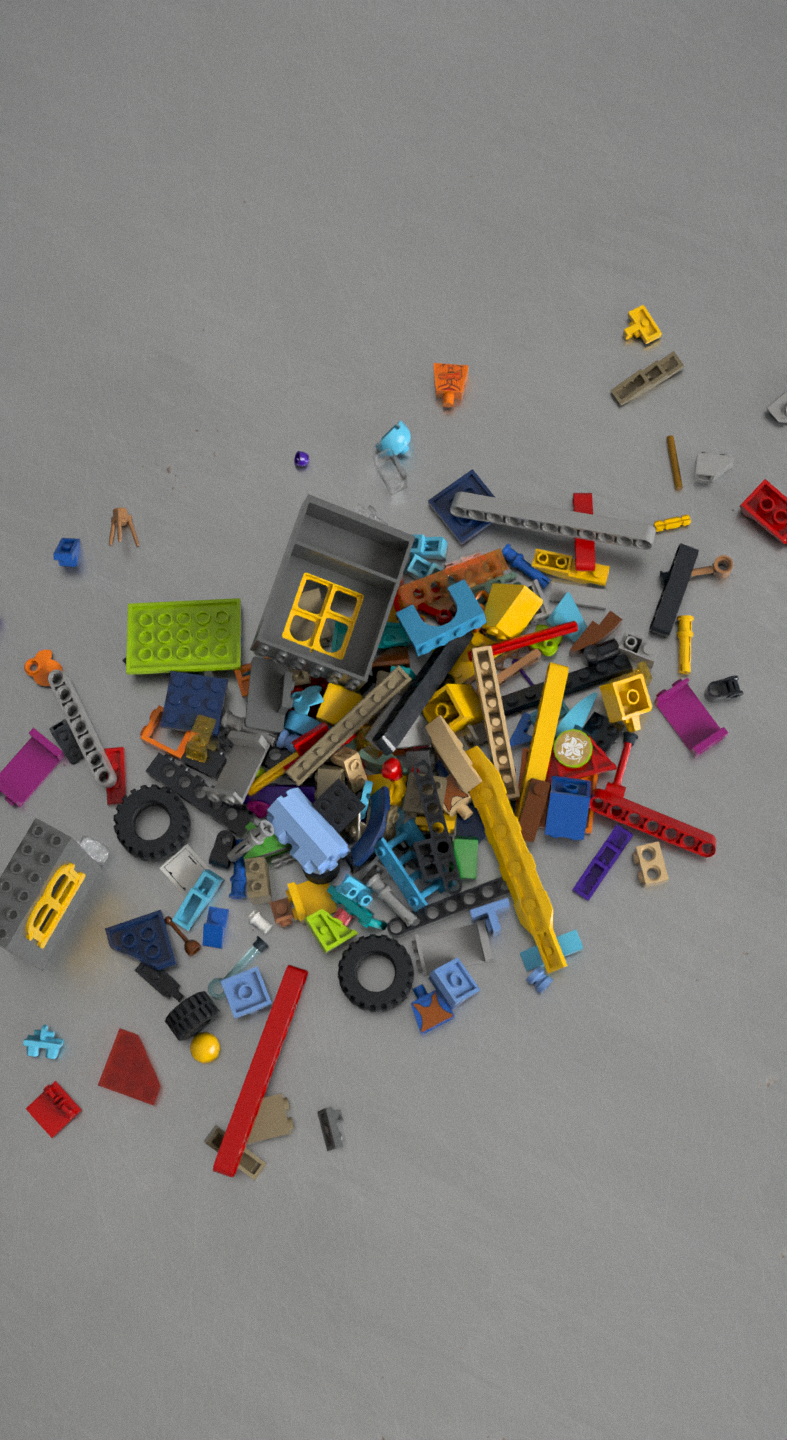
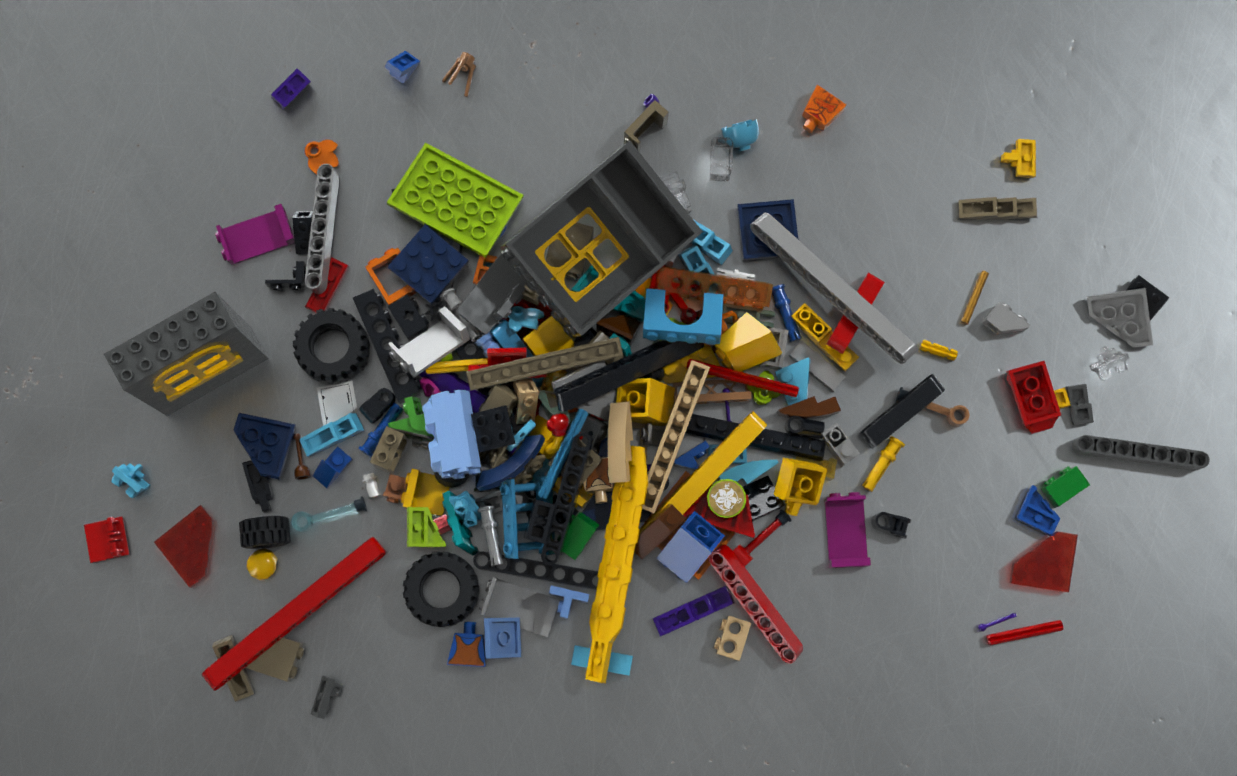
camera: 20 degrees right, 5 degrees up
(85, 791) = (298, 273): none -> black bracket
(95, 849) = (267, 339): clear gear -> none
(199, 738) = (413, 297): clear yellow bracket -> none
(234, 854) = (386, 415): light grey pin -> none
(246, 992) = (321, 540): medium blue bracket -> none
(312, 465) = (653, 113): none -> dark tan panel
(411, 794) = (562, 454): none -> dark azure axle
(539, 980) = (576, 679): medium blue wheel -> none

